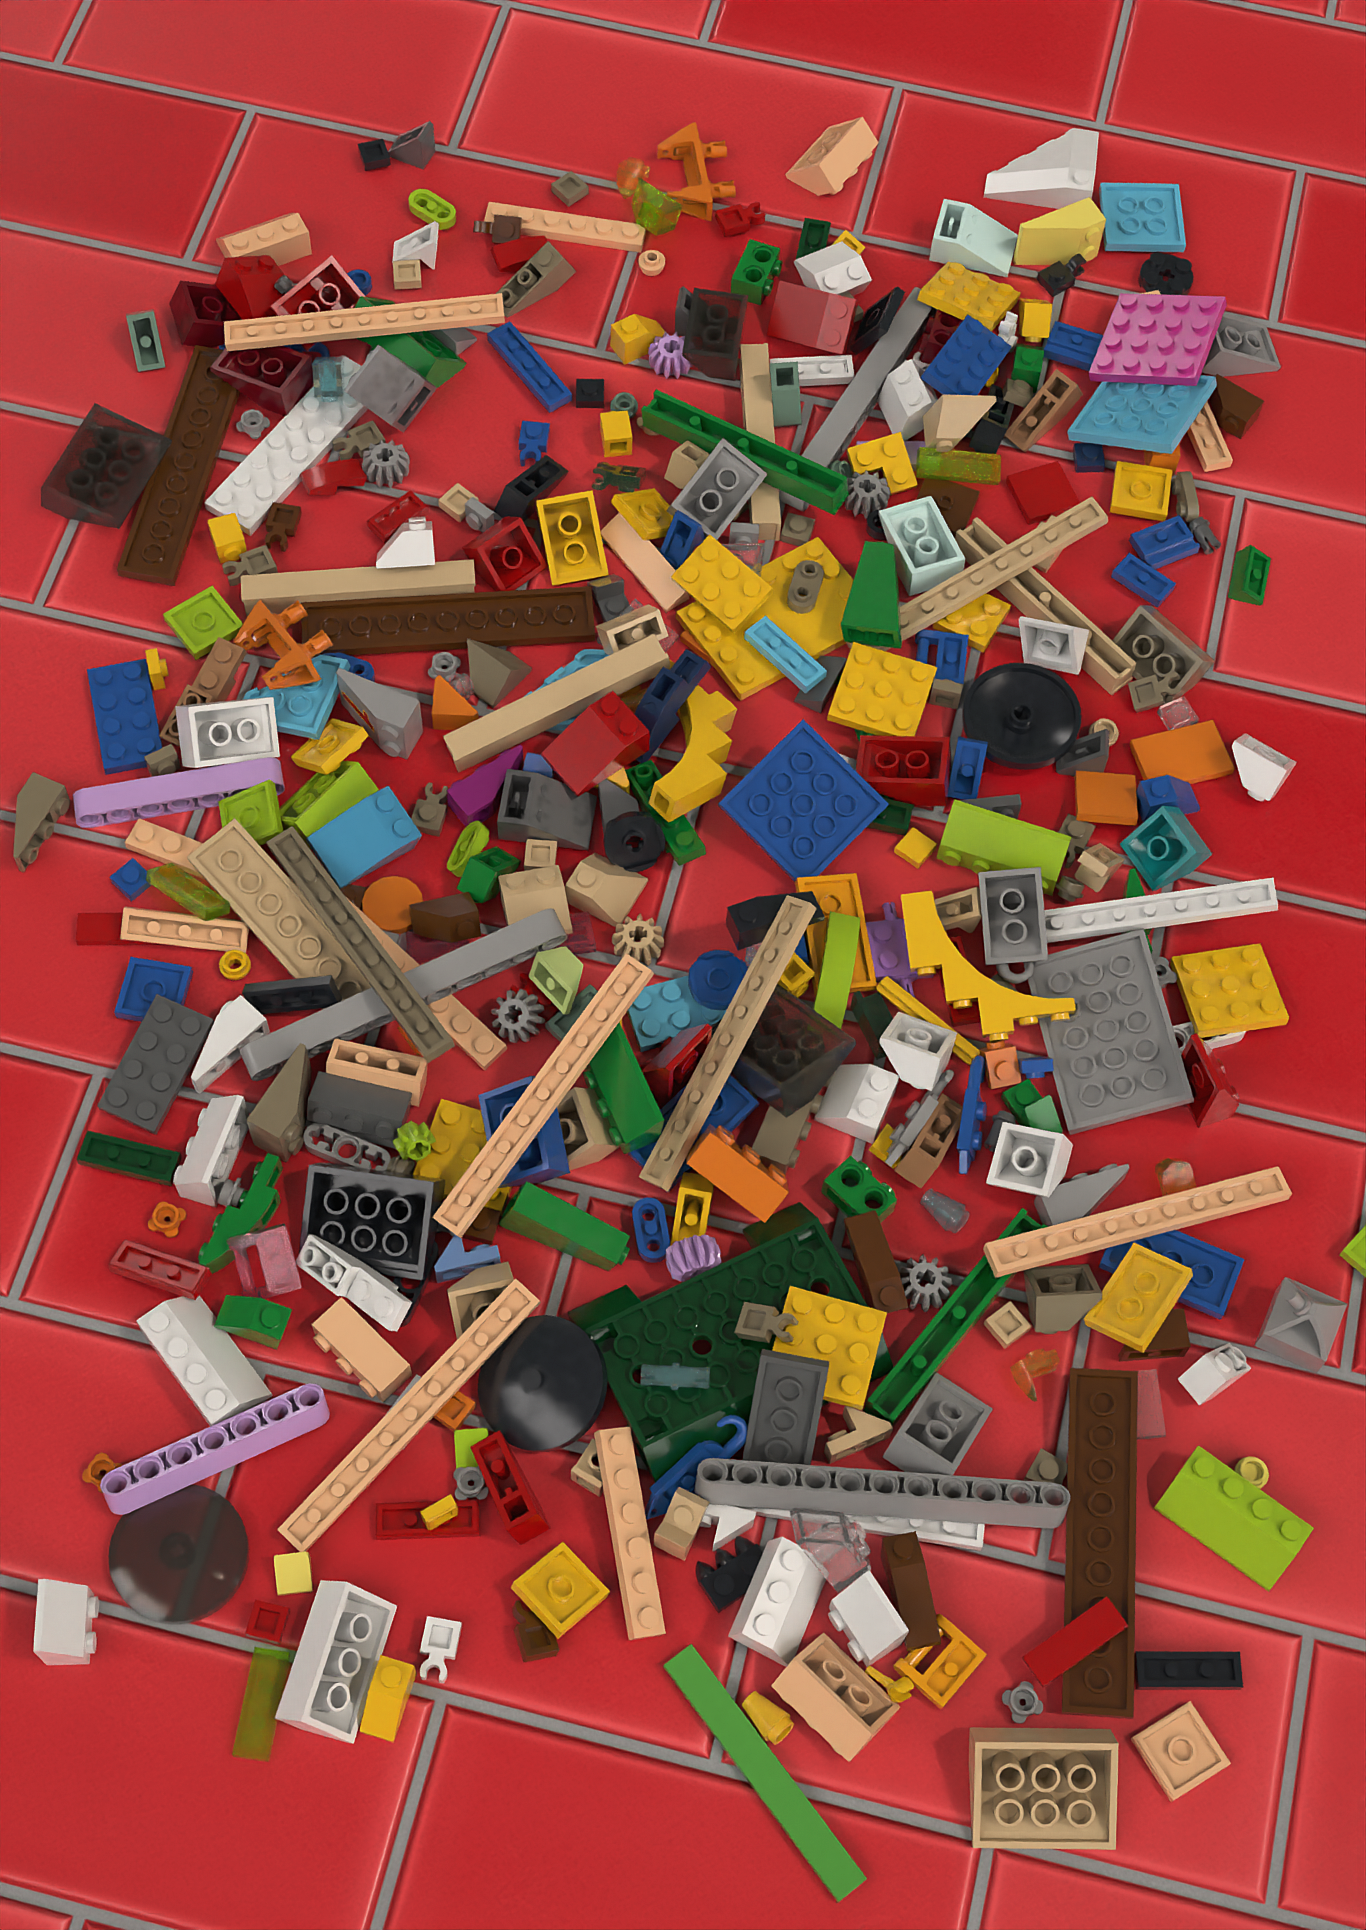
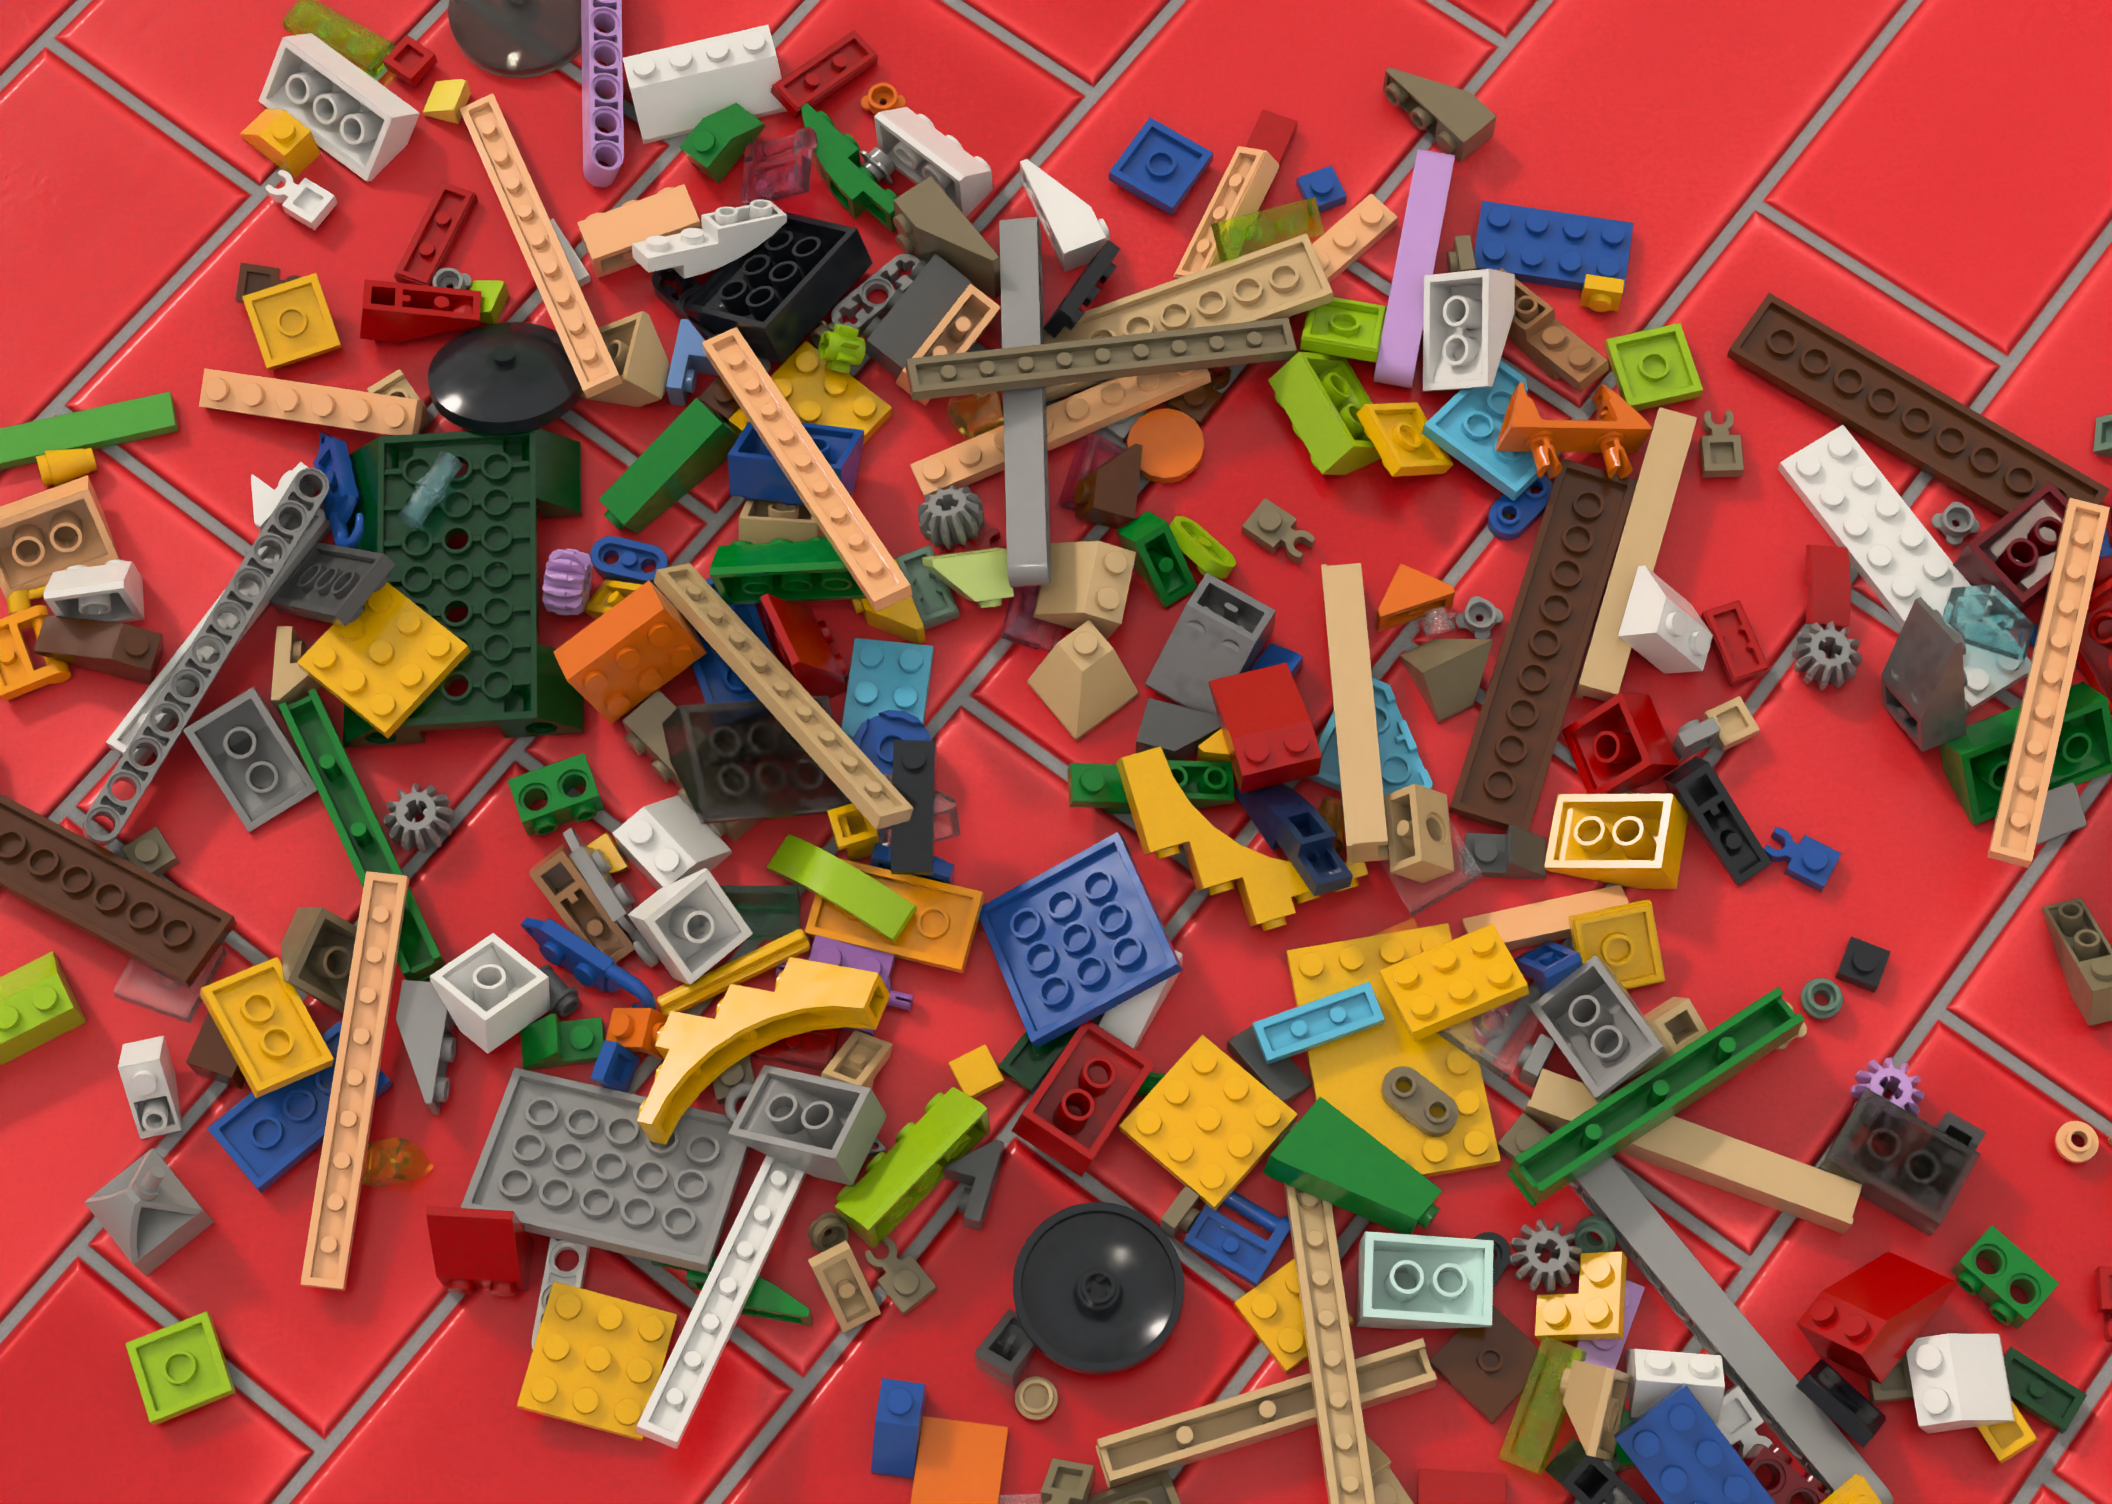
camera: 120 degrees right, 5 degrees up
(103, 469) = (1930, 318): clear smoke slope -> none
(129, 1158) = (969, 85): dark green plate -> none
(156, 1064) = (1067, 139): dark grey plate -> none
(227, 537) = (1771, 431): yellow brick -> none
(230, 958) = (1164, 249): yellow plate -> none
(282, 522) = (1776, 504): reddish brown plate -> none
(358, 440) = (1875, 639): dark tan plate -> none
(364, 837) = (1256, 432): dark azure slope -> none
(385, 714) = (1422, 505): light grey slope -> none
(439, 1512) = (424, 235): yellow tile -> none
(455, 1411) = (528, 297): orange plate -> none
(481, 793) = (1268, 577): magenta slope -> none
(529, 366) = (1933, 898): blue plate -> none
(540, 854) = (1154, 624): tan plate -> none
(616, 433) = (1774, 963): yellow brick -> none
(625, 477) = (1687, 940): plate -> none
(633, 337) = (1938, 1059): yellow slope -> none
(634, 824) = (1121, 726): black plate -> none
(641, 930) = (991, 673): tan gear -> none
(680, 1523) = (284, 445): tan slope -> none
(733, 1573) = (221, 500): black plate -> none
(761, 1321) = (437, 593): dark tan plate -> none
(778, 1602) = (162, 517): white slope -> none
(785, 394) = (1754, 1211): sand green slope -> none
(822, 369) = (1793, 1279): white plate -> none
(832, 1544) = (180, 573): clear slope -> none
(875, 1263) = (456, 763): reddish brown slope -> none
(945, 1210) = (492, 882): clear light blue cone -> none
(967, 768) = (1051, 1181): blue slope -> none
(1007, 1325) = (327, 886): tan plate -> none
(1036, 1364) = (265, 894): plate -> none
(1052, 644) = (1194, 1384): white slope -> none
(1105, 798) = (935, 1346): orange tile -> none
(1165, 847) = (827, 1388): teal slope -> none
(1167, 976) = (672, 1295): light grey plate -> none
(1253, 1470) = (27, 1072): light yellow plate -> none

